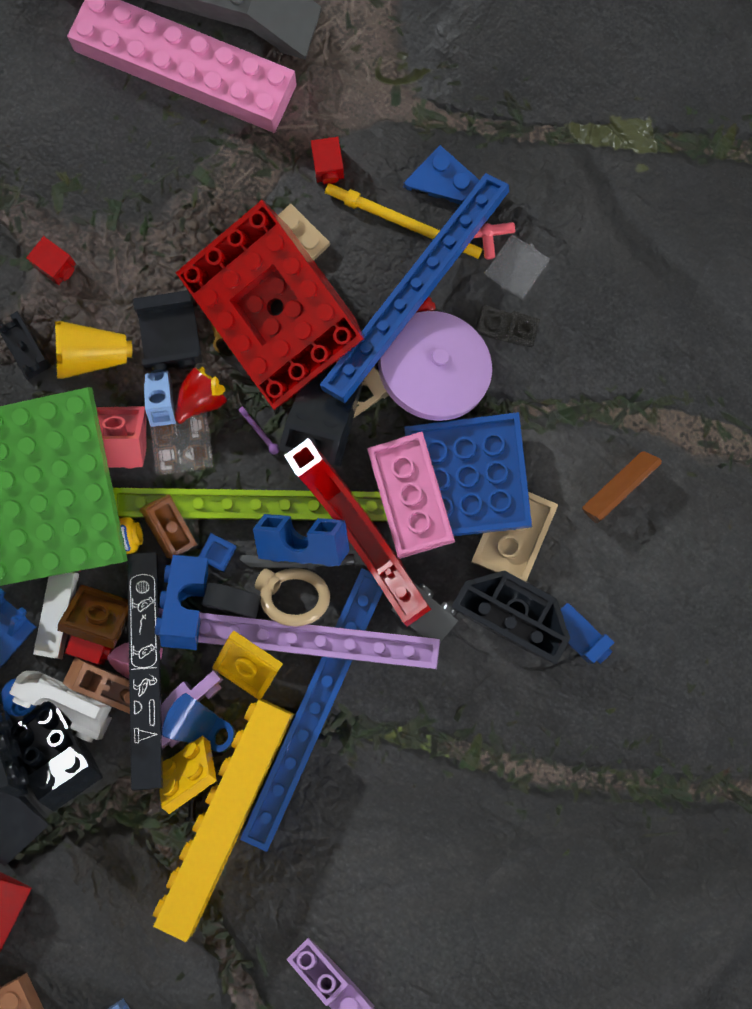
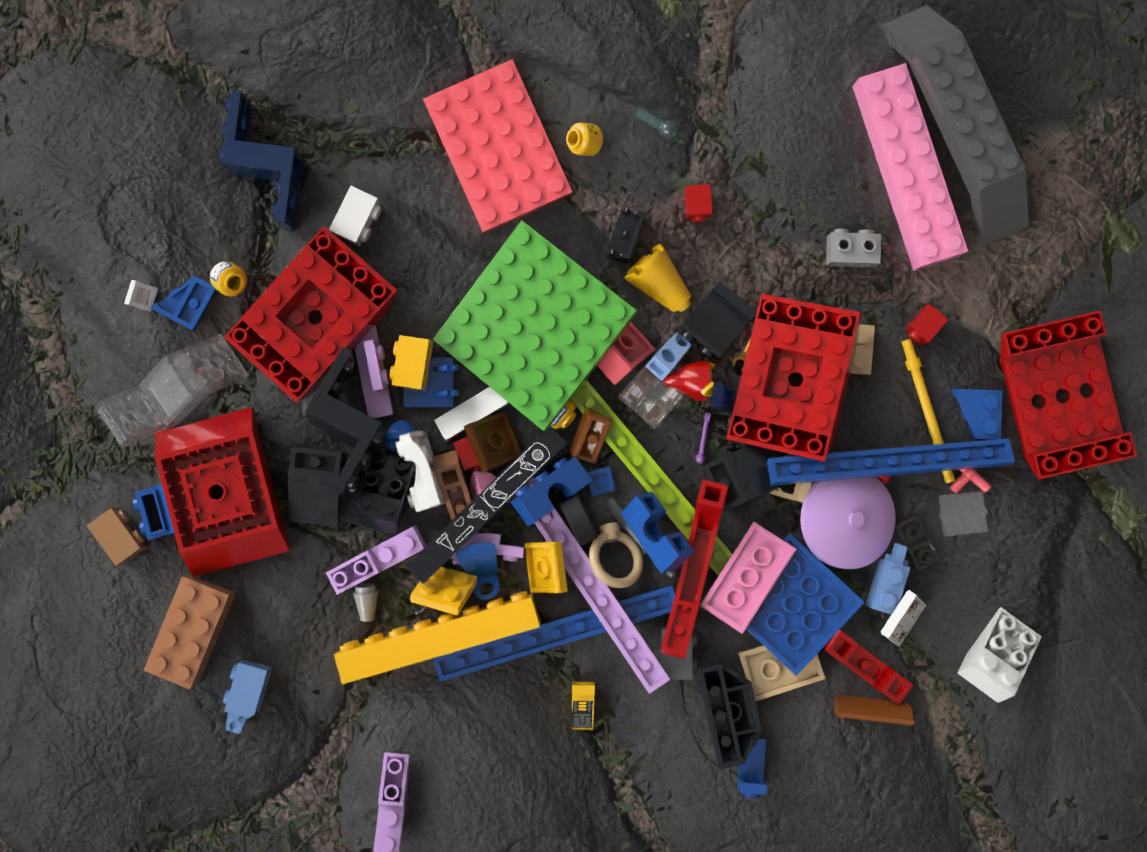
camera: 50 degrees right, 5 degrees up
(108, 816) = (376, 560): none -> lavender slope
(137, 856) = (366, 601): none -> light grey cone
(209, 165) = (853, 249): none -> light grey brick
(234, 382) = (722, 397): none -> clear blue tile
(400, 740) = (583, 705): none -> leg
(457, 70) = (1081, 429): none -> red slope
(520, 377) = (889, 581): none -> medium blue hinge
(562, 391) = (903, 618): none -> white tile
(579, 459) = (868, 667): none -> red slope
(667, 339) = (1000, 656): none -> white slope

